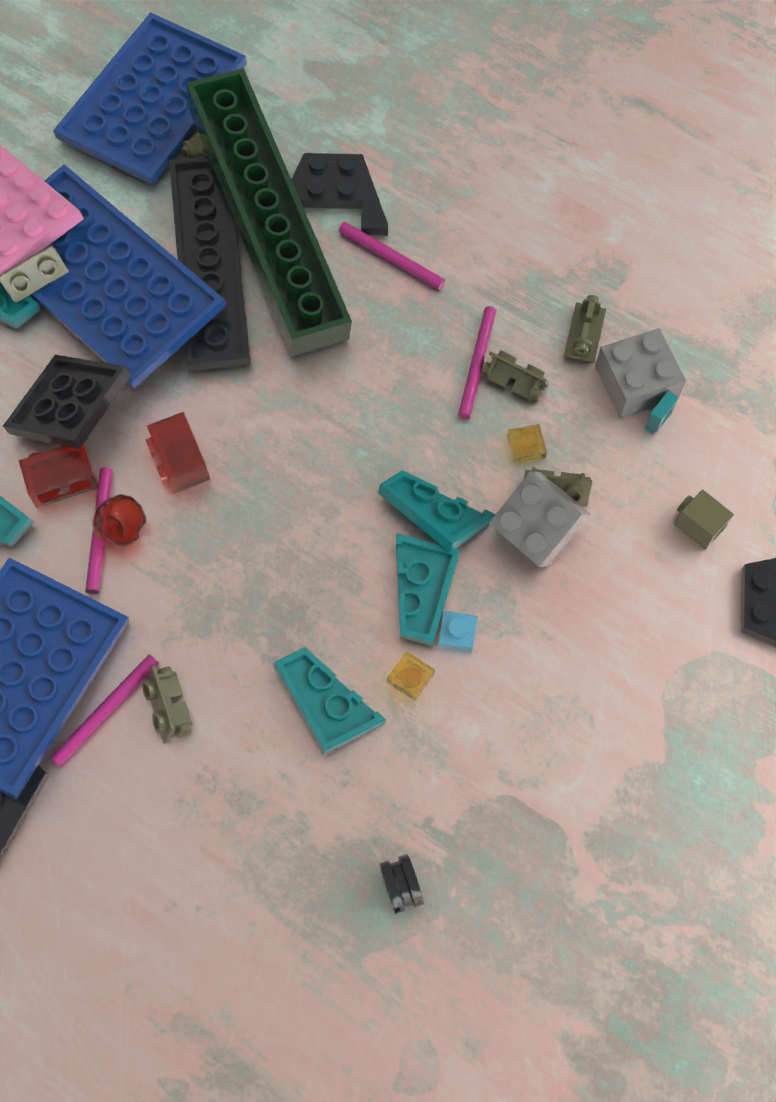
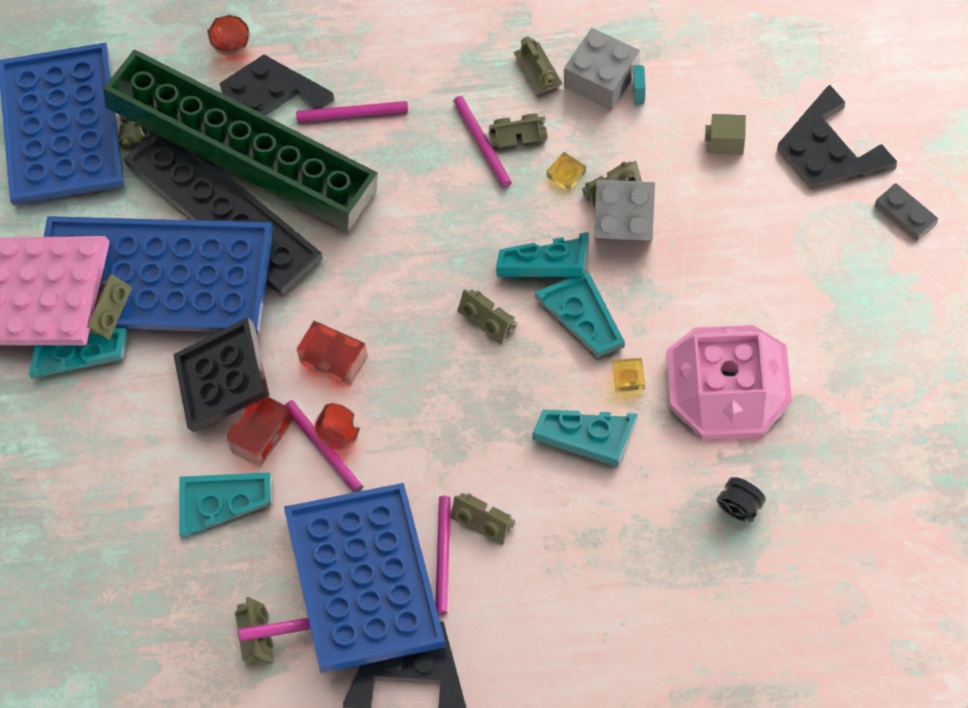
camera: 35 degrees left, 5 degrees down
(336, 507) = (480, 312): none -> olive hinge
(345, 117) = (228, 35): none -> clear red hair
(457, 631) = (632, 324): medium azure plate -> none
(488, 790) = (722, 404): none -> bright pink piece

